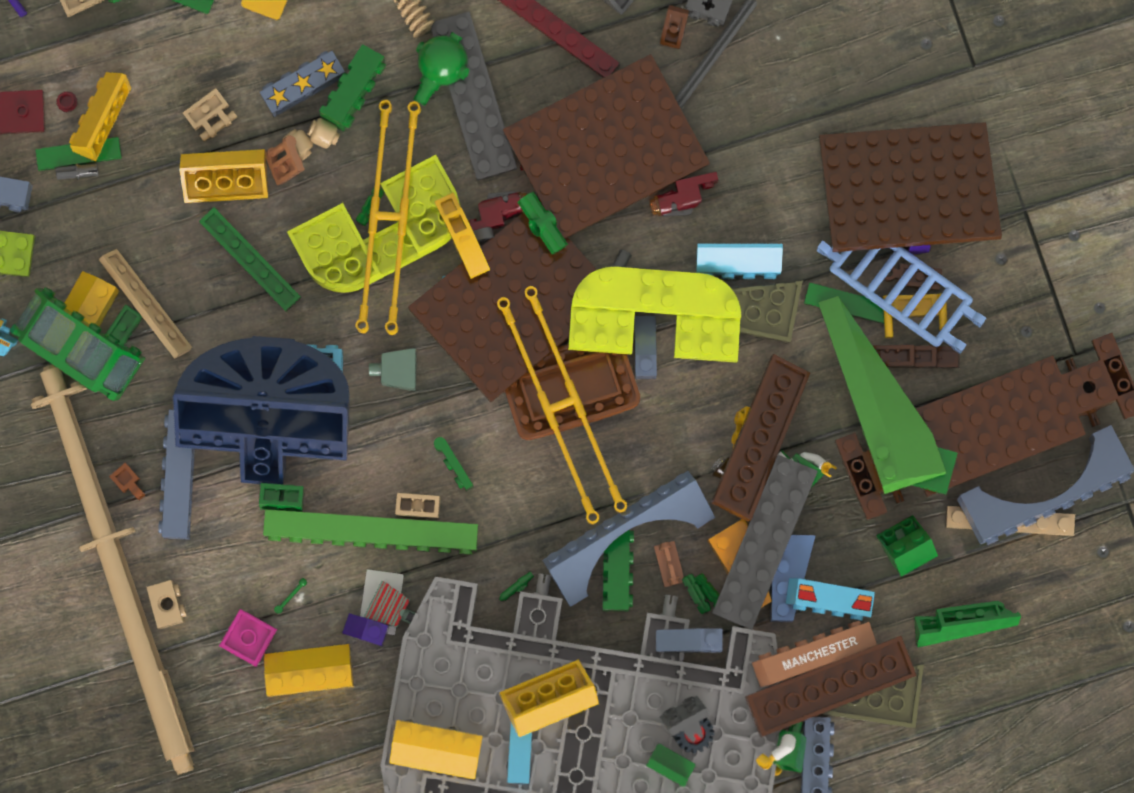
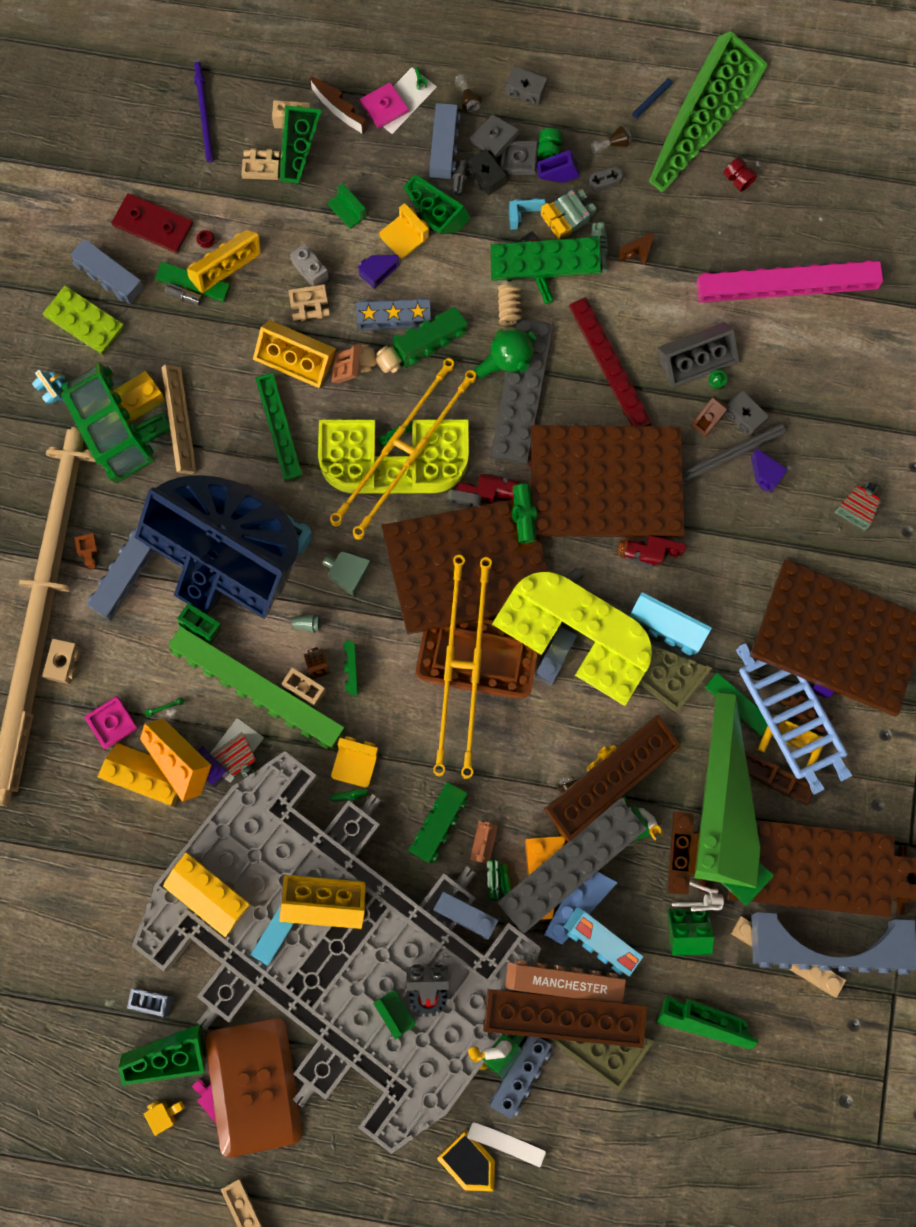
camera: 25 degrees right, 5 degrees down
(190, 77) = (309, 266): none -> light grey brick
(260, 43) = (378, 268): none -> dark purple slope
(333, 638) = (176, 758): none -> light orange wedge
(387, 440) = (307, 623): none -> sand green cone
(417, 475) = (316, 663): none -> reddish brown slope
(462, 235) = (454, 490): yellow slope -> none
(505, 552) = (354, 762): none -> yellow bracket
(574, 563) = (405, 799): sand blue arch -> none
(758, 54) = (766, 471): none -> dark purple slope
(866, 42) = (860, 506): none -> sand green torso
(913, 506) = (712, 901): none -> white plant

